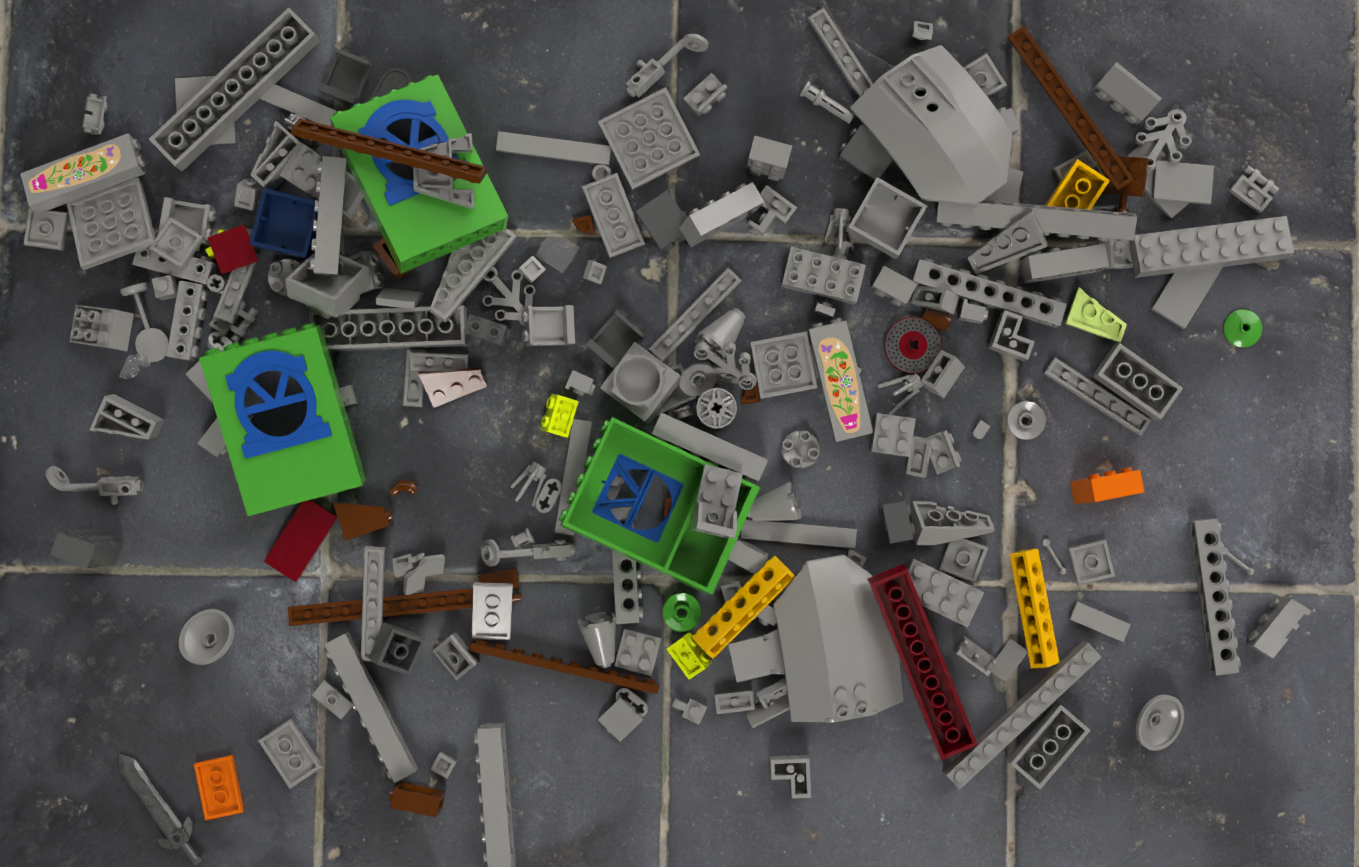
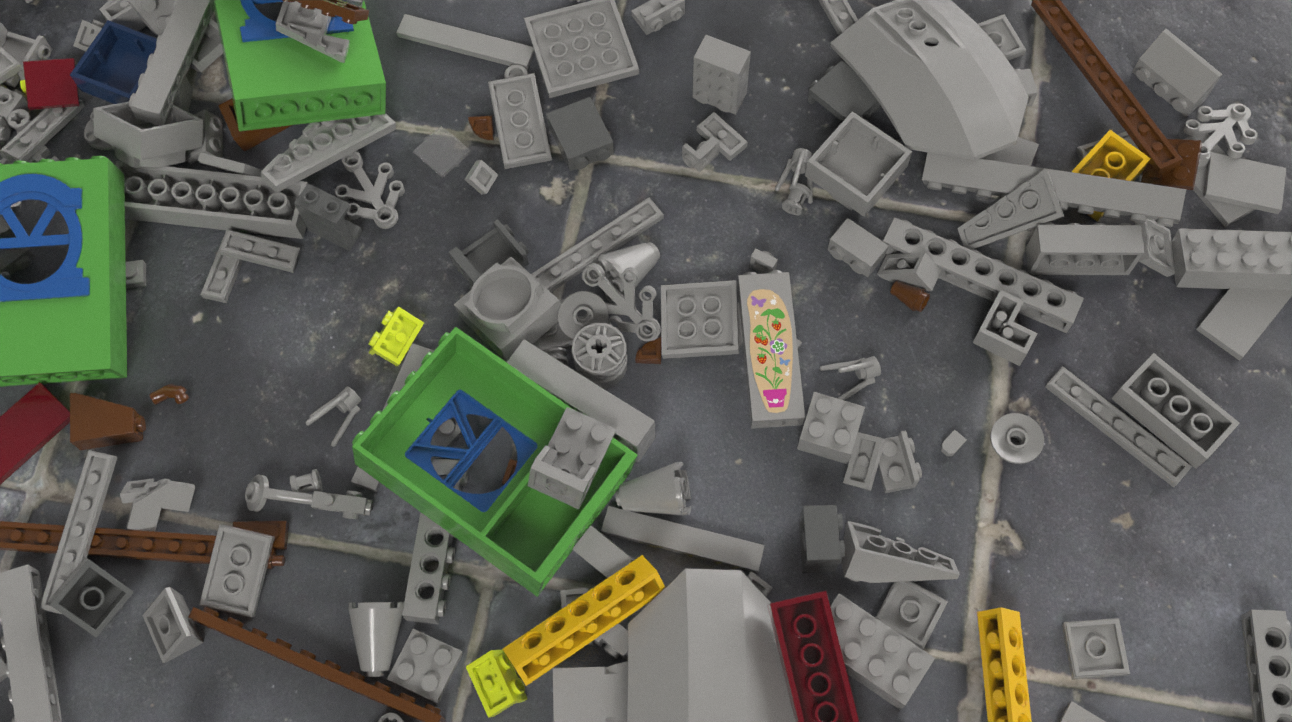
camera: 10 degrees right, 20 degrees down
(450, 385) = (265, 278): wing -> none
(532, 269) = (405, 163): light grey plate -> none
(548, 326) = (407, 227): light grey panel -> none
(553, 497) = (350, 432): light grey beam -> none
(580, 383) = (431, 301): light grey brick -> none
(681, 622) = (494, 605): bright green dish -> none
(721, 214) = (650, 126): light grey brick -> none
(800, 449) = (703, 428): light grey dish -> none
(817, 100) = (795, 32): light grey pin -> none
(823, 275) = (767, 221): light grey brick -> none
(897, 345) = (873, 305): flat silver piece -> none
(942, 374) = (908, 360): light grey brick -> none
(972, 312) = (957, 294): light grey brick -> none
(1045, 542) = (1031, 611): light grey hinge -> none
(1093, 318) = (1116, 325): yellowish green wing -> none
(1107, 487) = (1125, 540): orange wedge -> none

